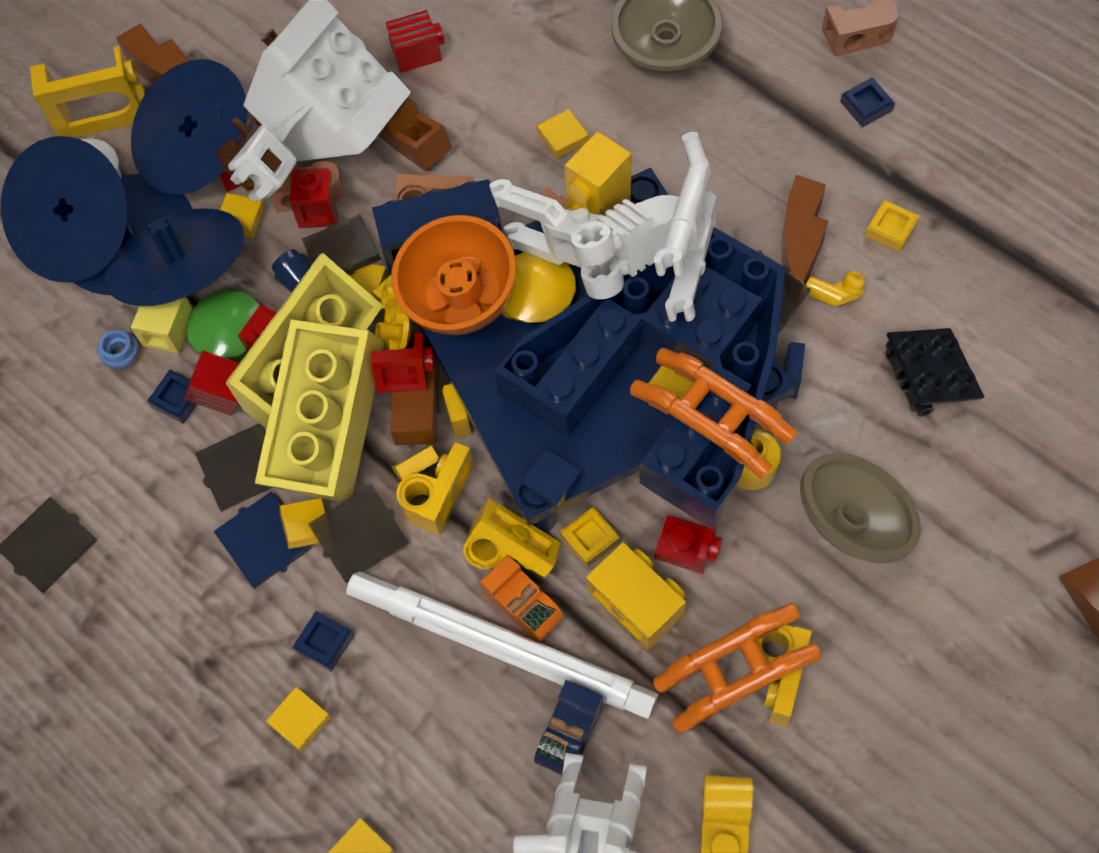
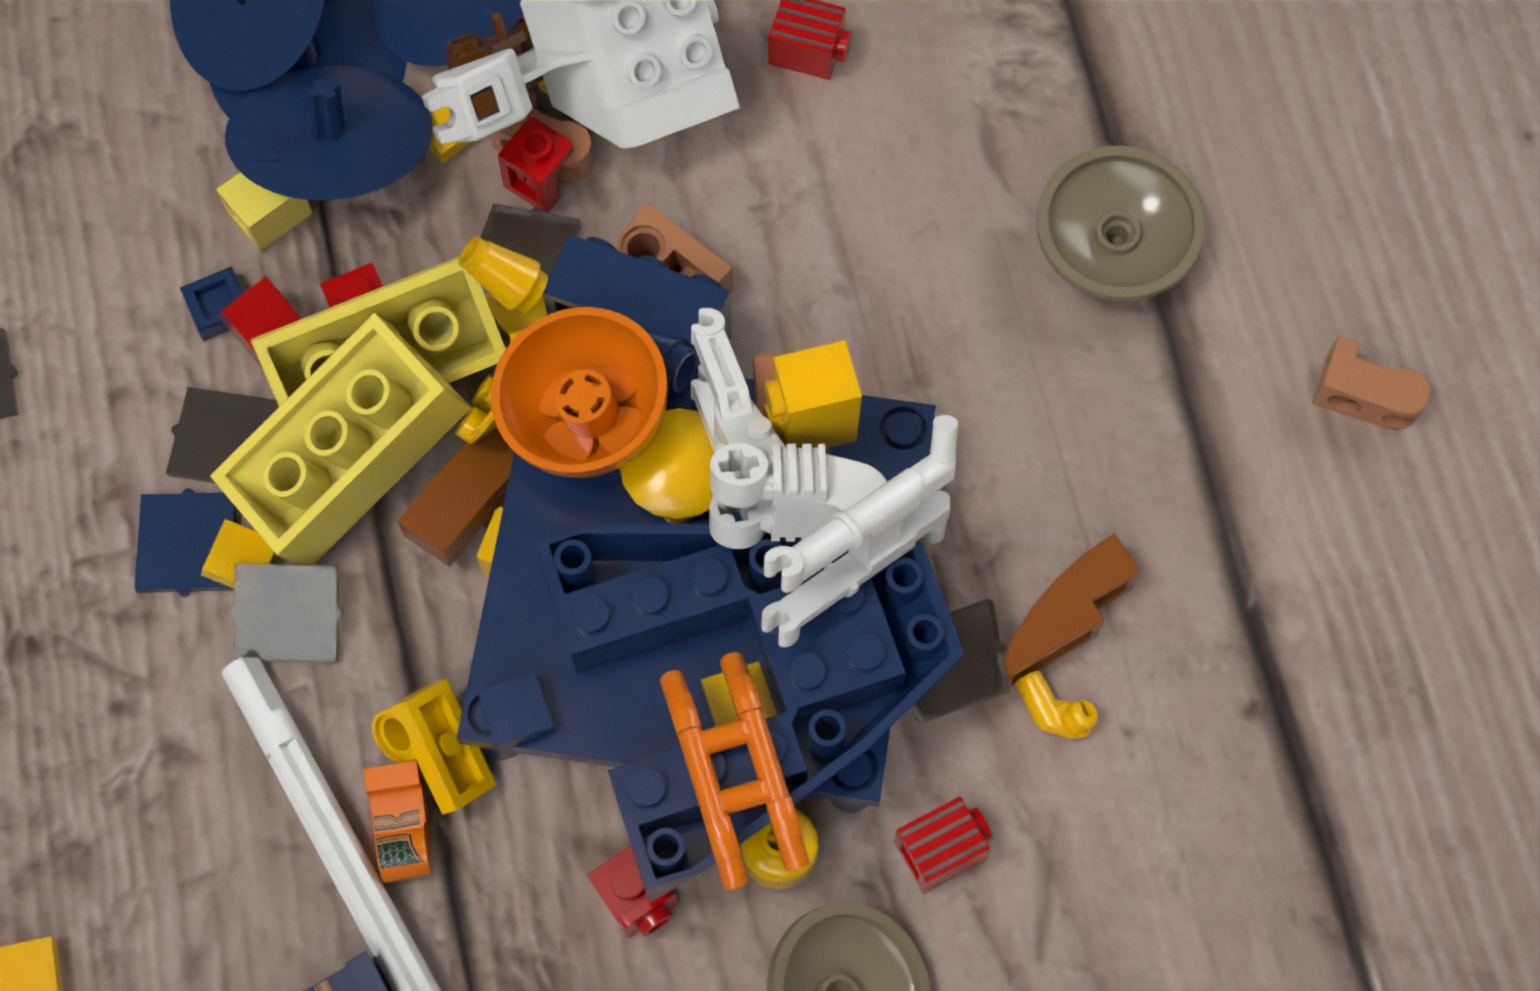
camera: 30 degrees right, 5 degrees up
(111, 343) = (191, 188): medium blue plate -> none
(218, 321) = (326, 245): bright green dish -> none
(290, 268) = (447, 236): dark blue cone -> none
(298, 719) = (71, 778): yellow tile -> none
(323, 641) = (162, 708): dark blue tile -> none
(352, 250) = (505, 274): none -> yellow cone
(403, 368) = (463, 458): red bracket -> none
(416, 136) = (717, 165): dark orange slope -> none
(416, 462) = (406, 574): yellow tile -> none
(442, 492) = (408, 634): yellow plate -> none
(562, 133) = (893, 278): yellow tile -> none
(590, 537) = (535, 801): yellow tile -> none
(636, 594) = (526, 909): yellow brick -> none
(794, 365) = (918, 772): dark blue tile -> none
(837, 397) = (944, 843): none -> red brick
(867, 102) = (1298, 494): dark blue tile -> none
(892, 225) = (1193, 676): yellow tile -> none
(931, 368) = (1089, 891): black hinge -> none

